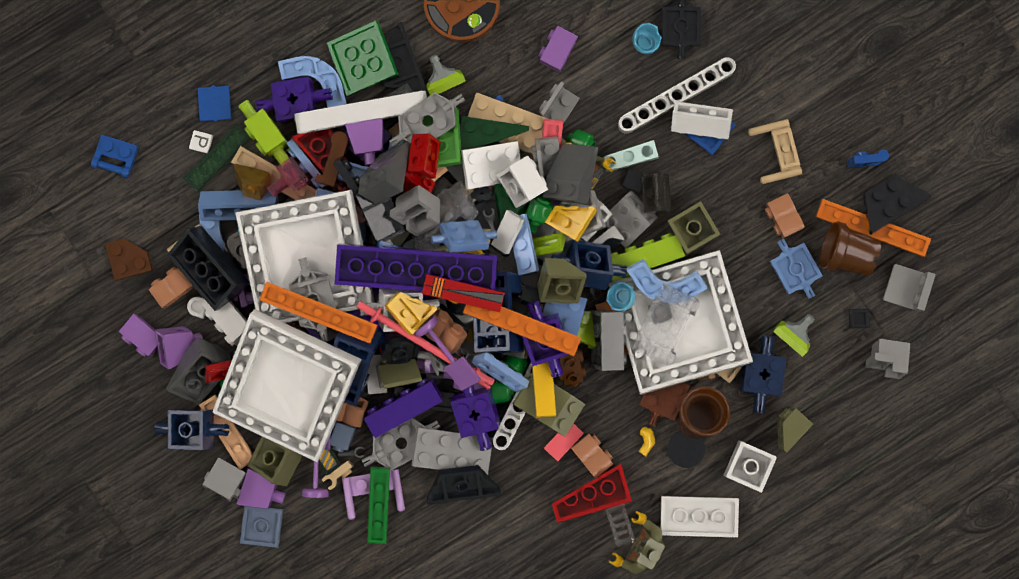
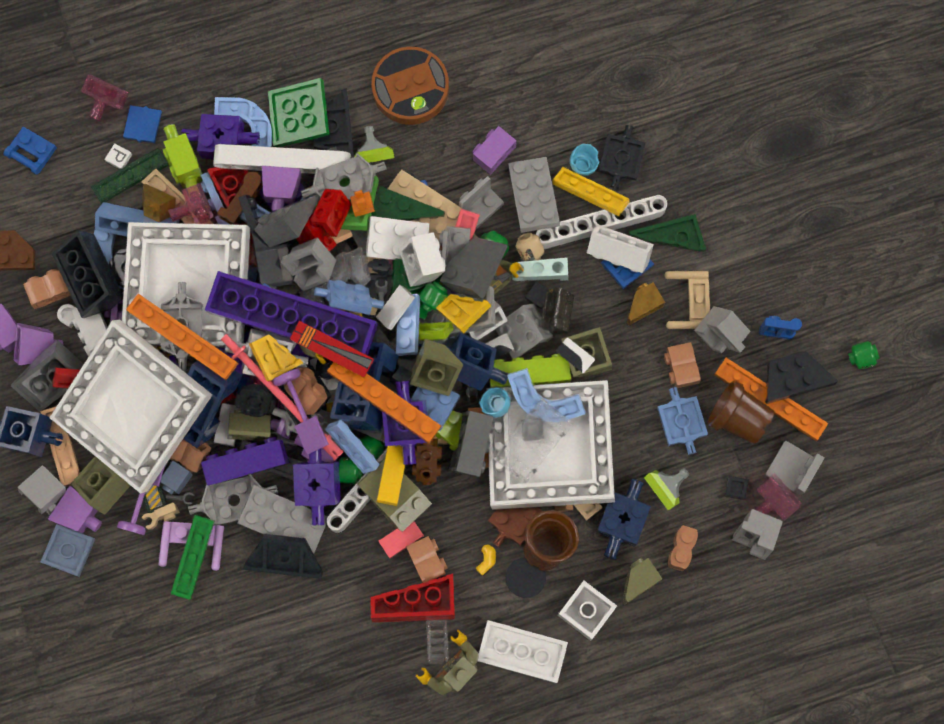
camera: 10 degrees right, 10 degrees down
(171, 84) = (104, 94): none -> clear pink brick
(450, 139) = (362, 203): none -> orange tile
(607, 84) = (533, 194): none -> light grey plate
(615, 137) = (529, 247): none -> tan head
(660, 68) = (590, 191): none -> yellow tile
(684, 233) = (575, 355): none -> sticker
(735, 164) = (645, 302): none -> pearl gold slope
(752, 88) = (677, 233): none -> dark green wing
(815, 174) = (722, 330): none -> light grey plate
(823, 382) = (683, 543): none -> nougat brick
(899, 320) = (777, 498): none -> clear pink brick
(950, 165) = (864, 355): none -> green head

